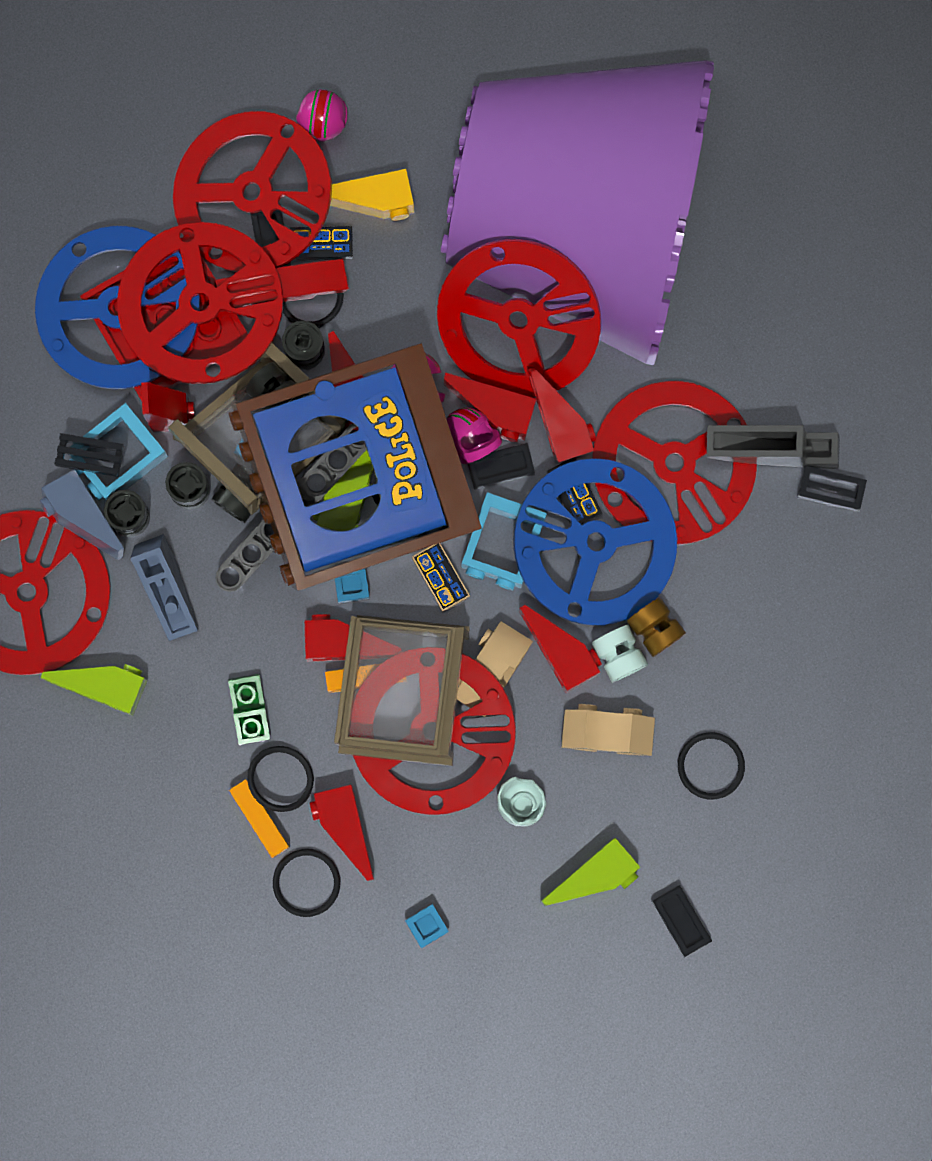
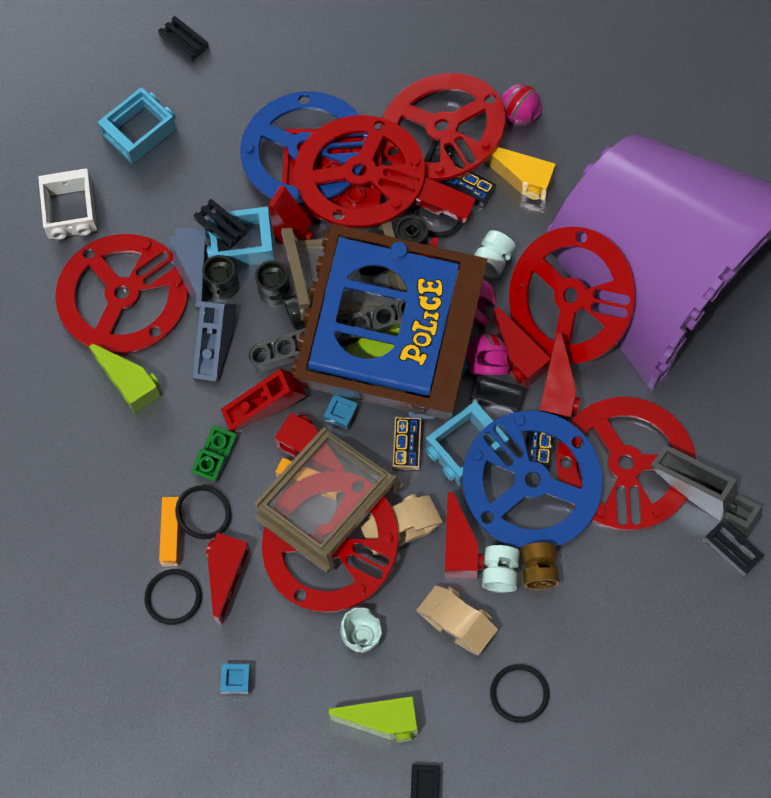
camera: 40 degrees right, 15 degrees down
(262, 623) = (263, 400): none -> red slope
(401, 309) = (498, 250): none -> light aqua wheel

